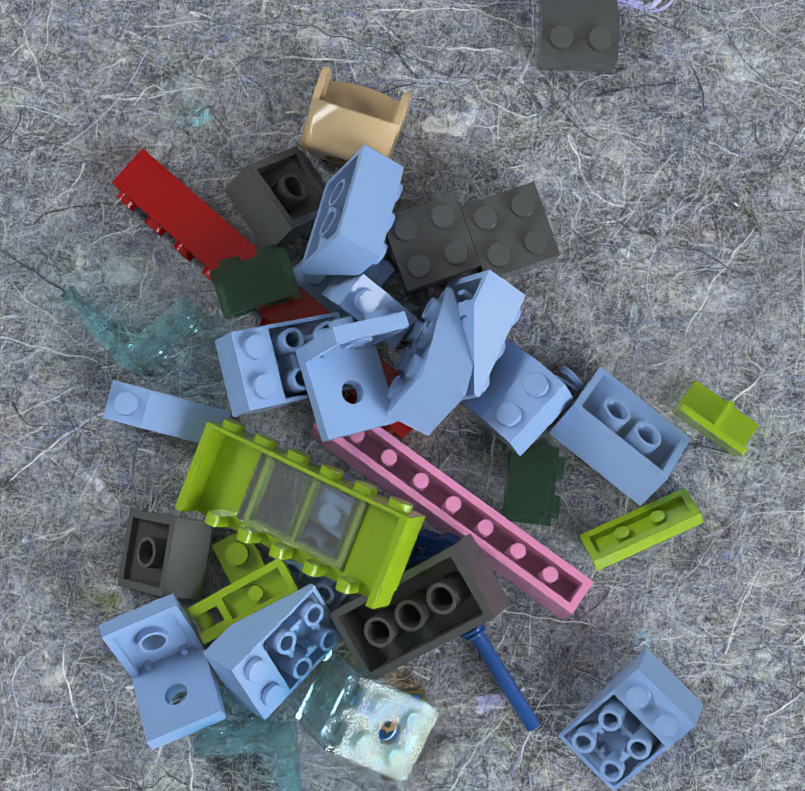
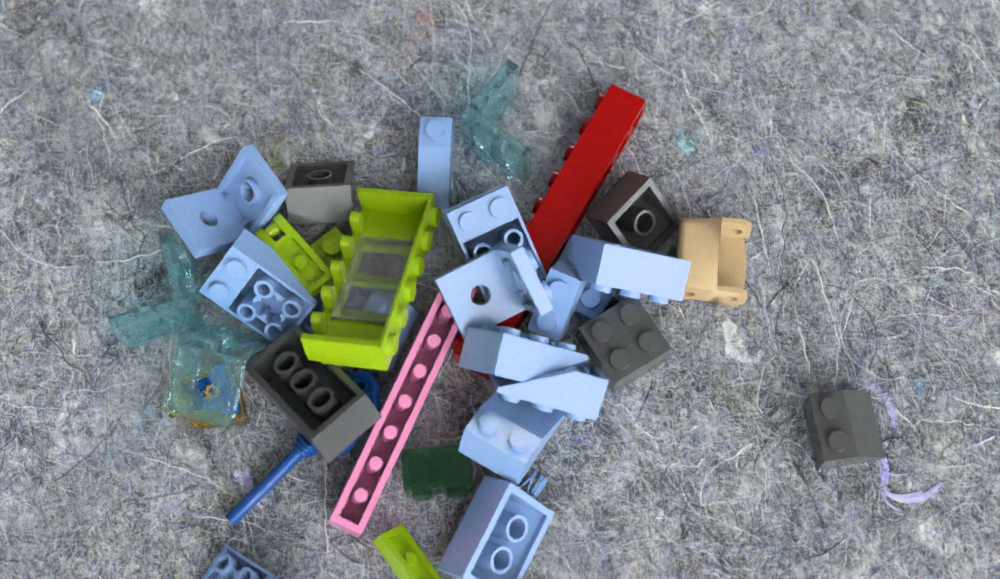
camera: 80 degrees right, 15 degrees down
(255, 282) = (555, 204): clear green brick -> none
(511, 231) = (649, 406): dark grey brick -> none

